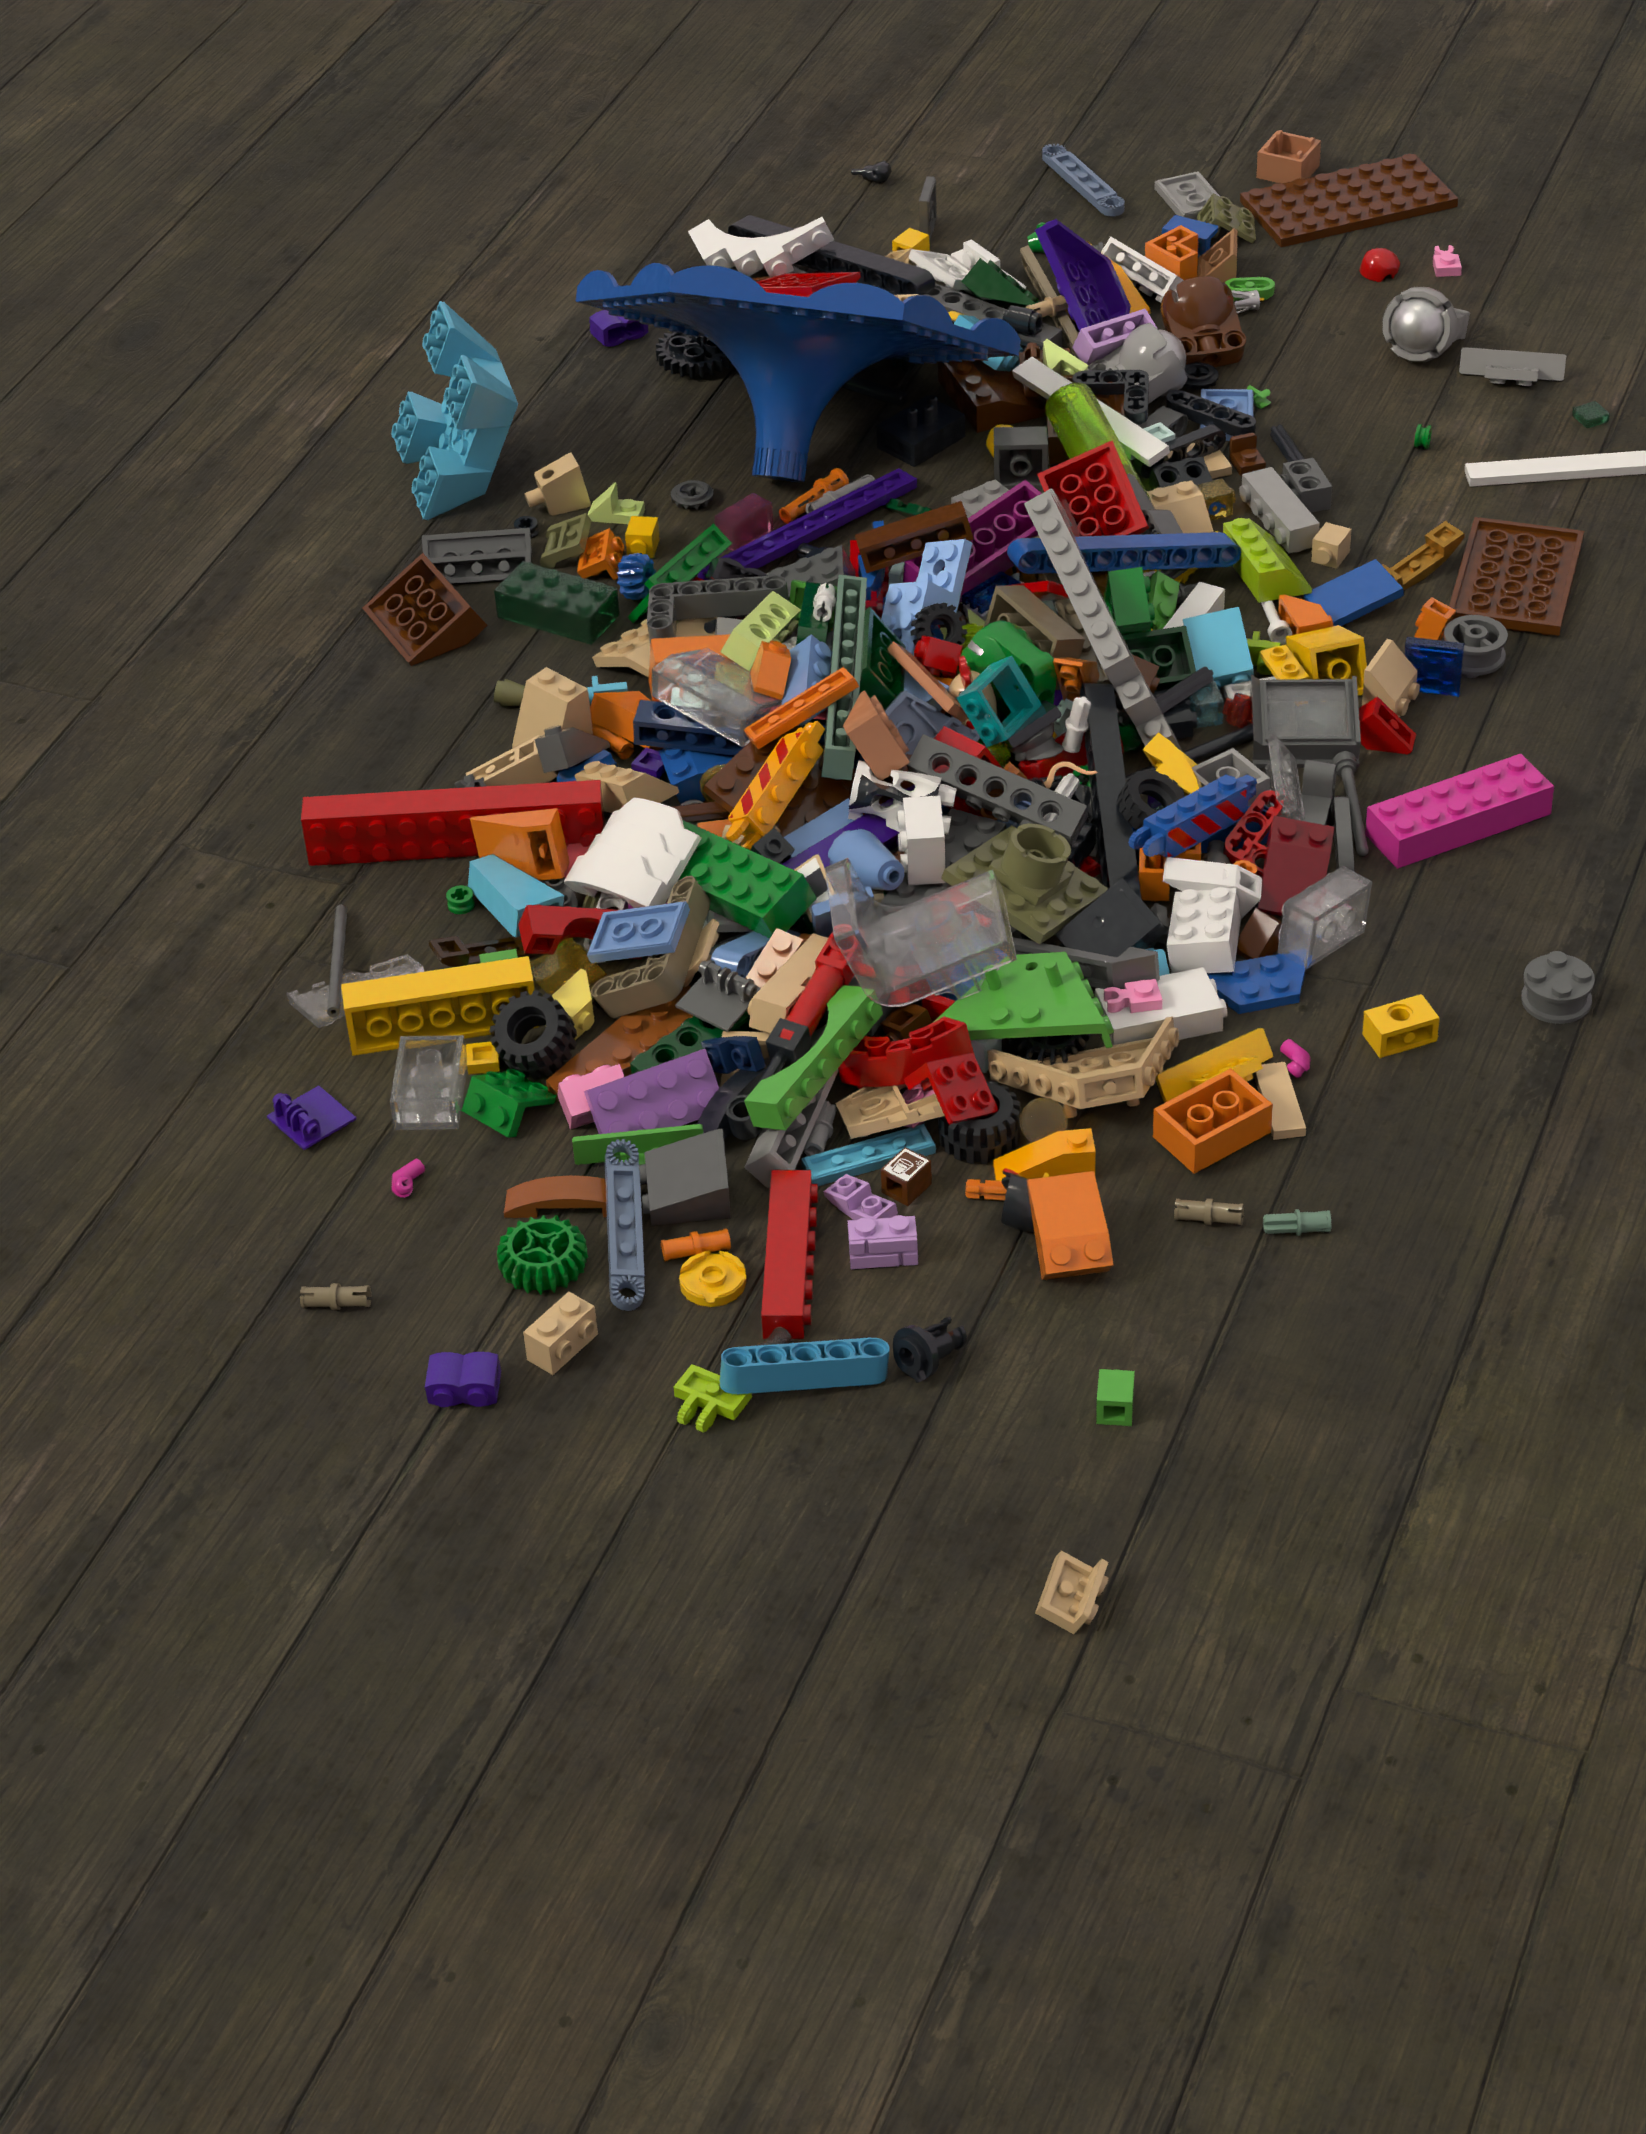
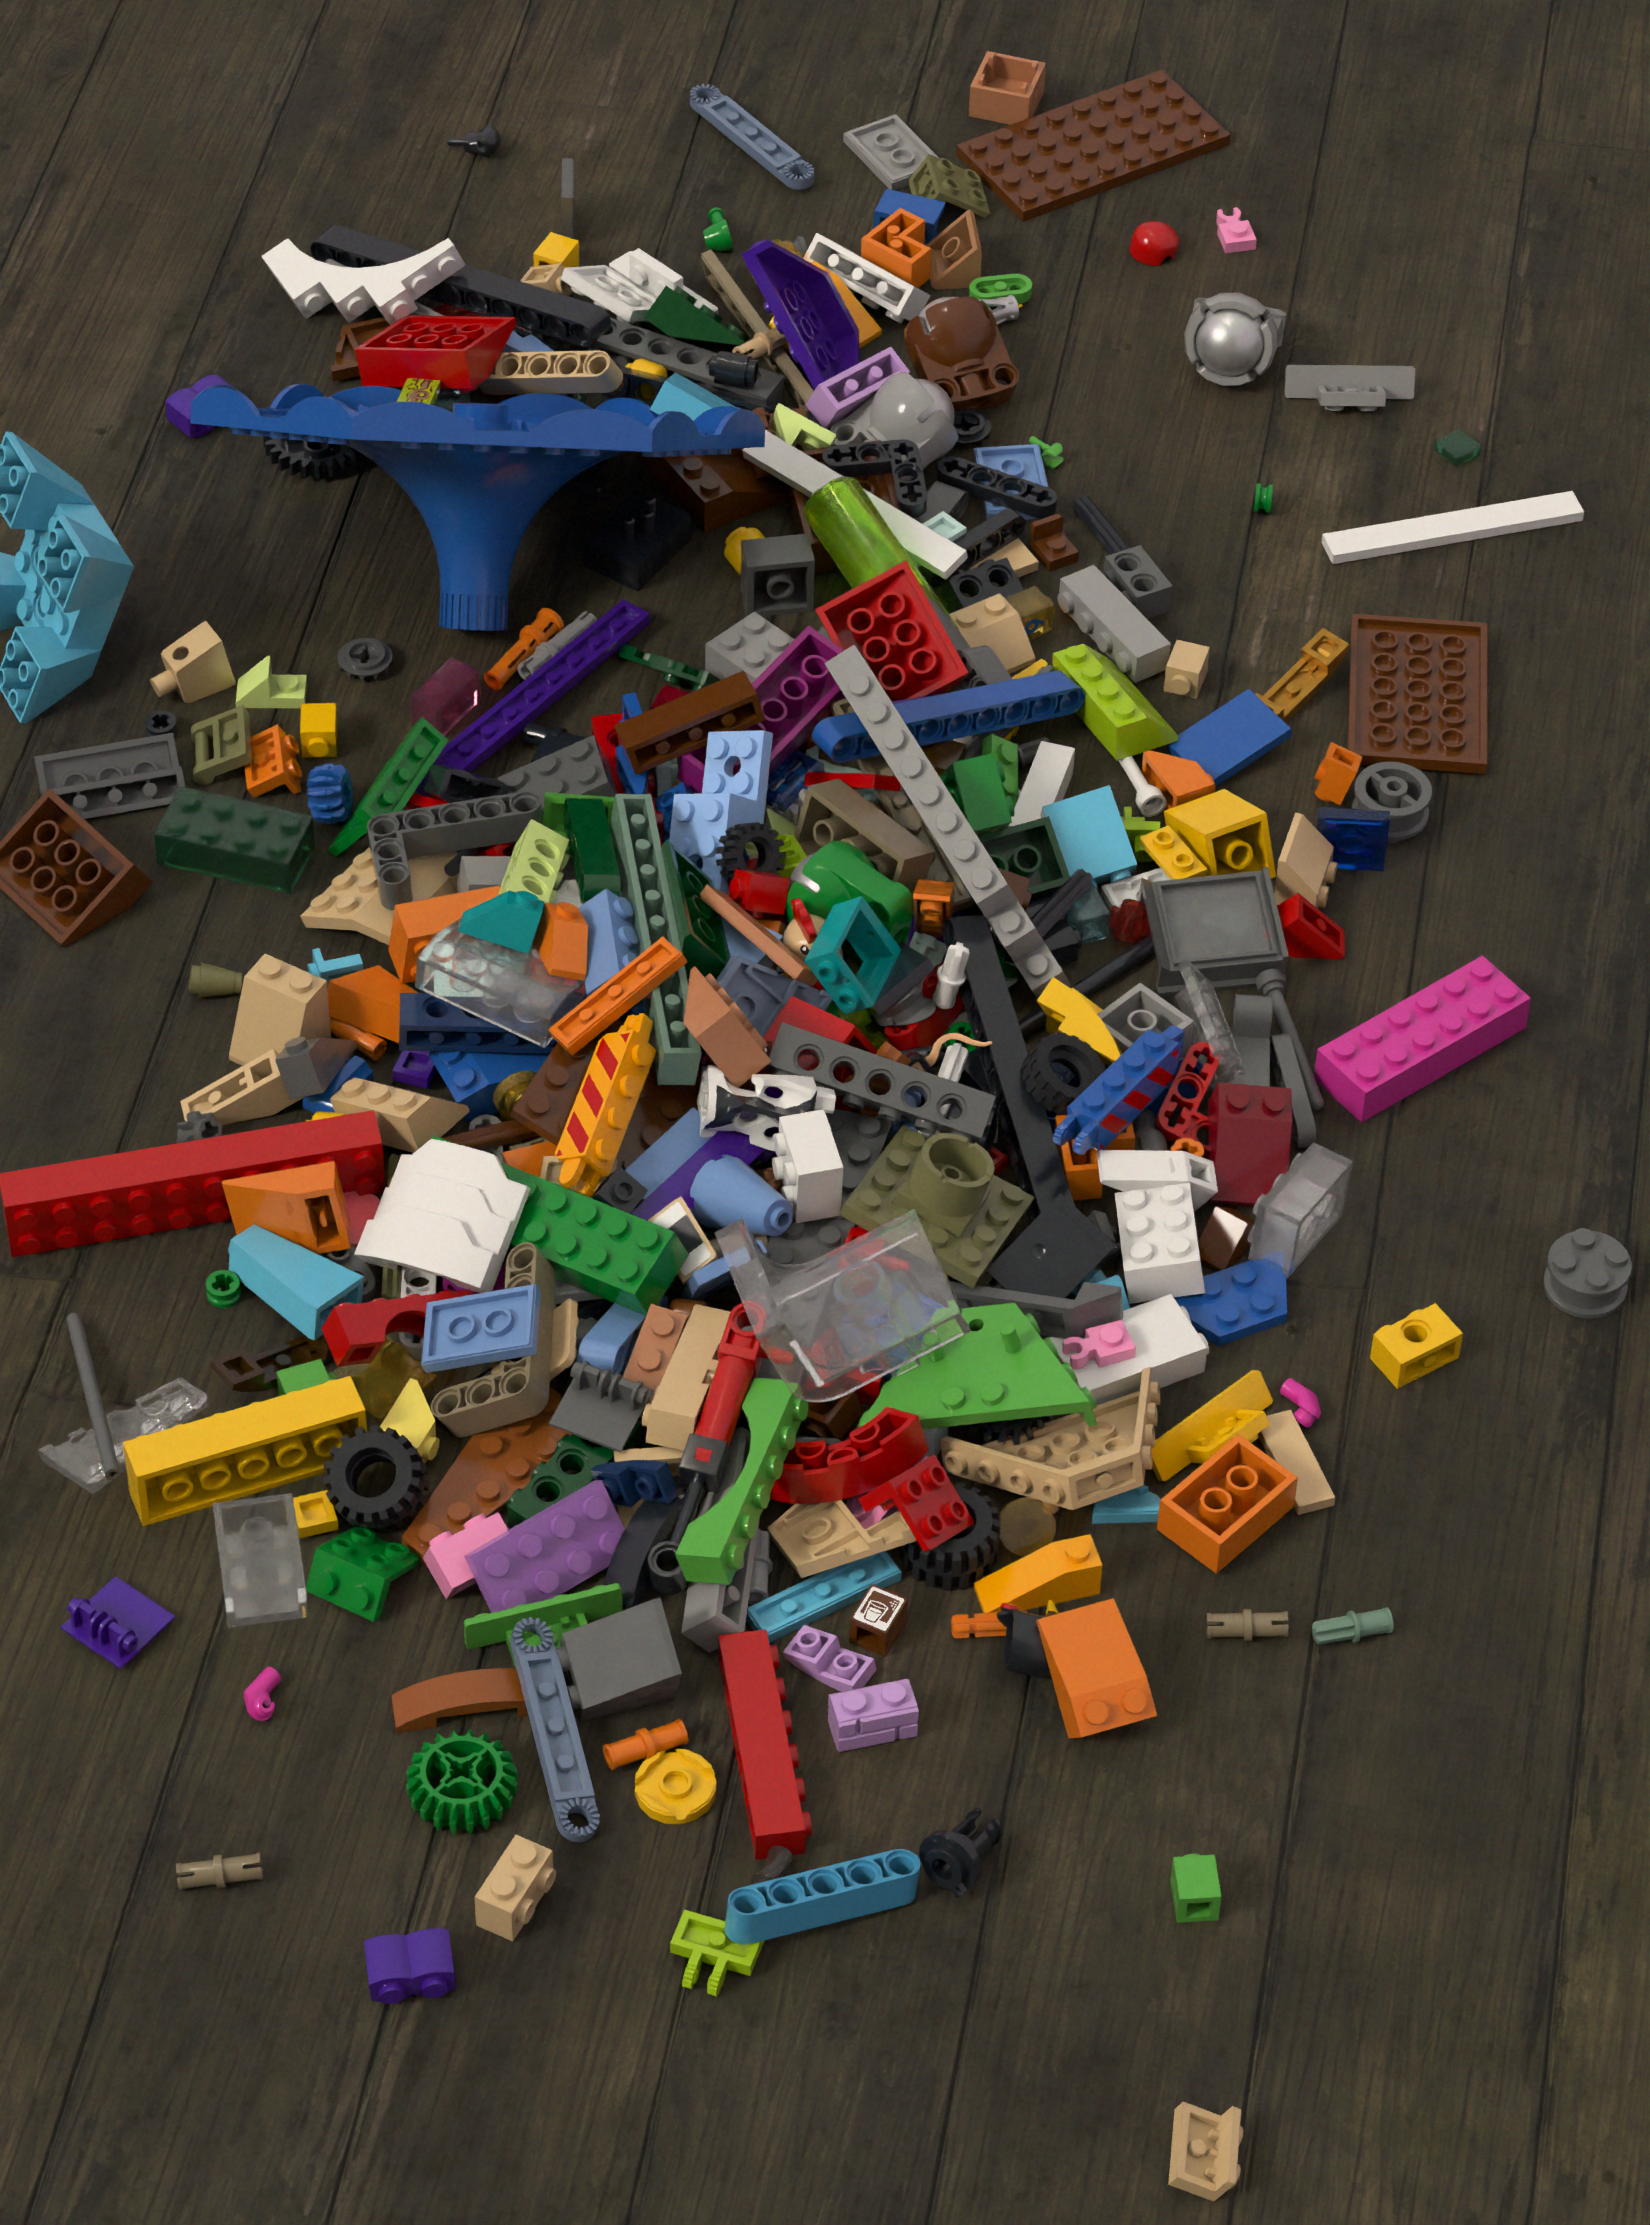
camera: 15 degrees left, 5 degrees up
(731, 651) = (505, 920): none -> teal slope
(824, 602) = (605, 835): white pin -> none
(1131, 1116) = (1128, 1507): none -> medium azure tile

